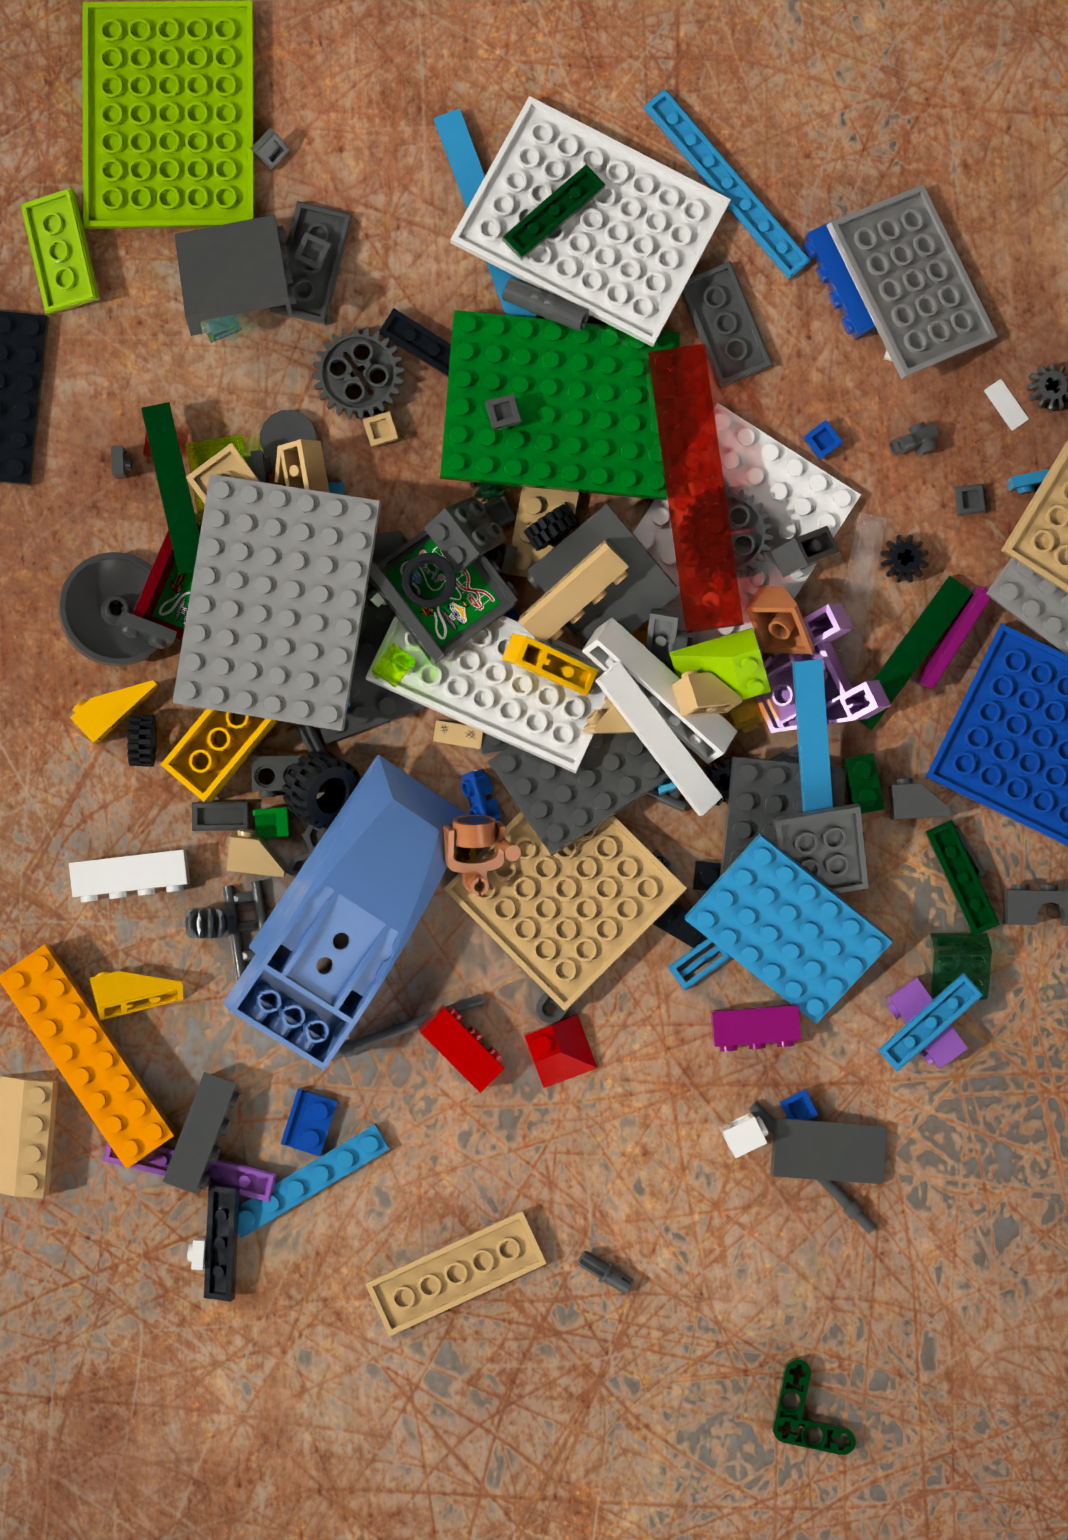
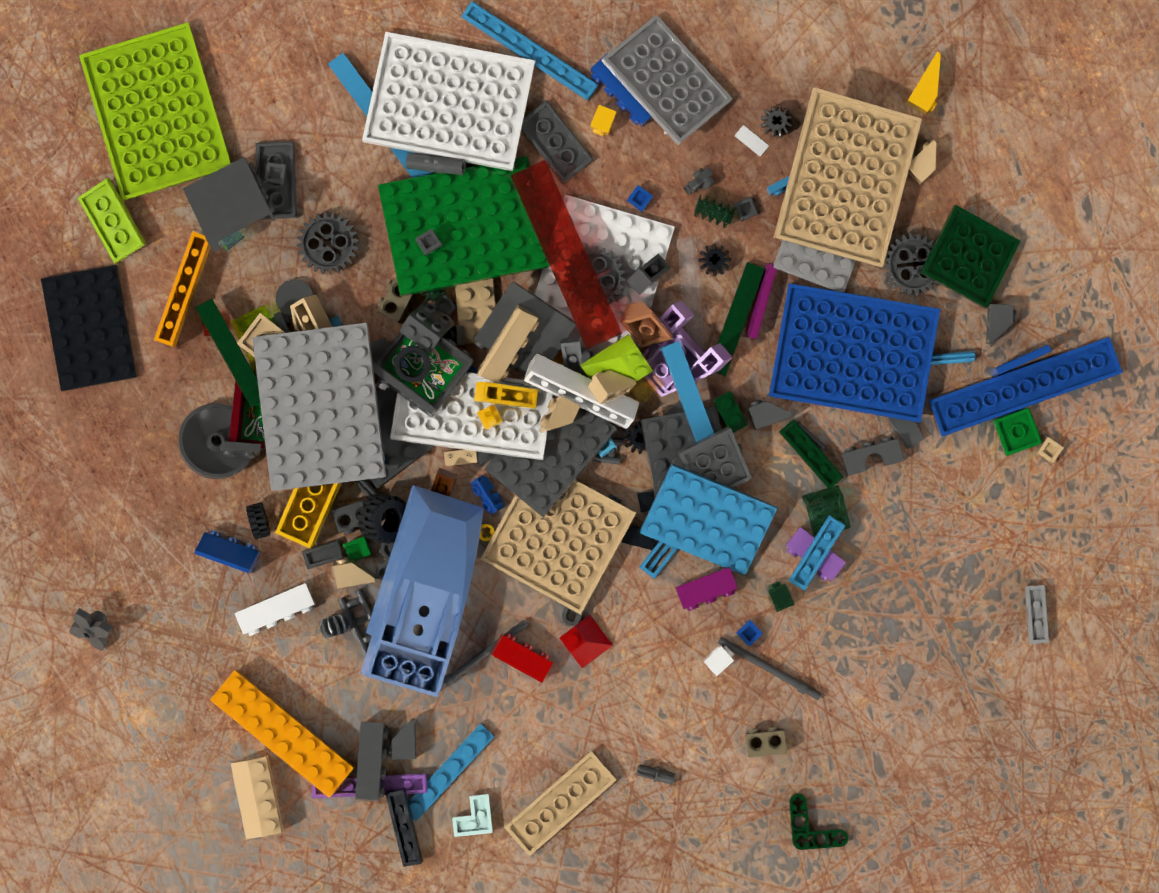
camera: 10 degrees left, 0 degrees up
(86, 772) = (228, 551): none -> blue slope
(105, 712) = (230, 508): yellow slope -> none
(120, 462) = (191, 345): dark grey plate -> none
(127, 992) = (297, 685): yellow slope -> none
(131, 380) = (183, 290): none -> light orange brick
(197, 1253) = (390, 839): white plate -> none
(257, 1121) = (404, 743): none -> dark grey slope
(270, 148) = (228, 114): dark grey tile -> none
(309, 1122) = (437, 734): blue plate -> none
(332, 1264) = (478, 822): none -> light aqua plate
(380, 429) = (352, 275): tan plate -> none
(394, 665) = (406, 425): clear neon green panel -> none
(417, 341) = (359, 211): black plate -> none
(424, 763) = (444, 482): none -> reddish brown slope
(439, 488) = (401, 302): none -> dark tan brick
(477, 832) = (489, 517): nougat piece -> none
(517, 689) = (489, 417): none -> yellow tile
(551, 527) = (481, 306): black tyre -> none
(553, 212) = (423, 103): dark green tile -> none
(658, 738) = (589, 422): white tile -> none
(774, 1280) = (765, 748): none -> dark tan brick
(802, 313) = (602, 120): none -> yellow brick
(828, 1151) = (776, 654): dark grey tile -> none
(858, 1069) = (779, 596): none -> clear green brick
(924, 489) = (714, 211): none -> clear green piece

